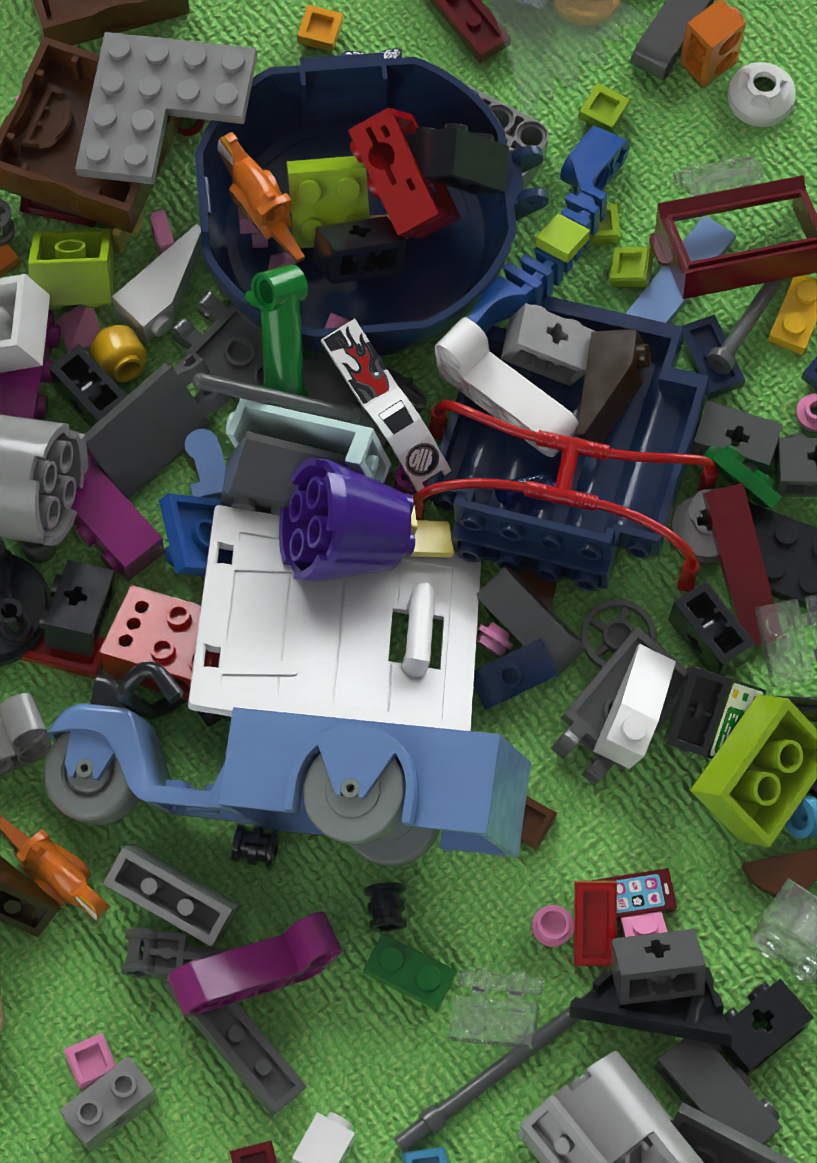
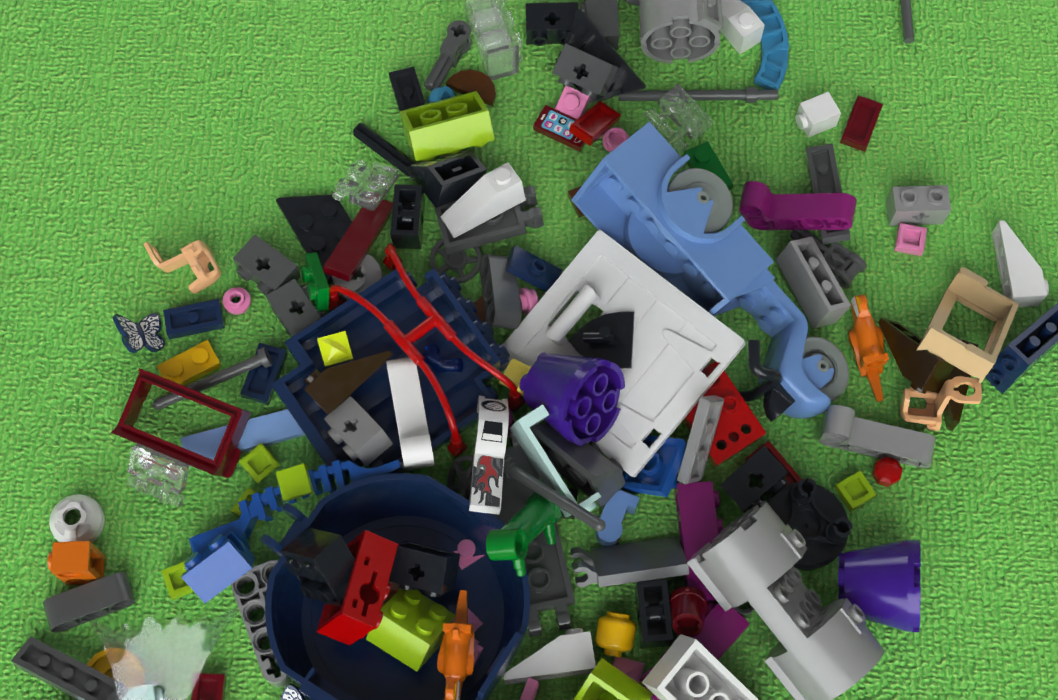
camera: 140 degrees left, 0 degrees up
(52, 401) = (688, 610): none -> dark red piece
(166, 581) = (700, 439): none -> light grey tile
(357, 629) = (607, 338): none -> black shield
(570, 125) = (217, 566): none -> brick
(647, 403) = (335, 348): none -> neon yellow tile

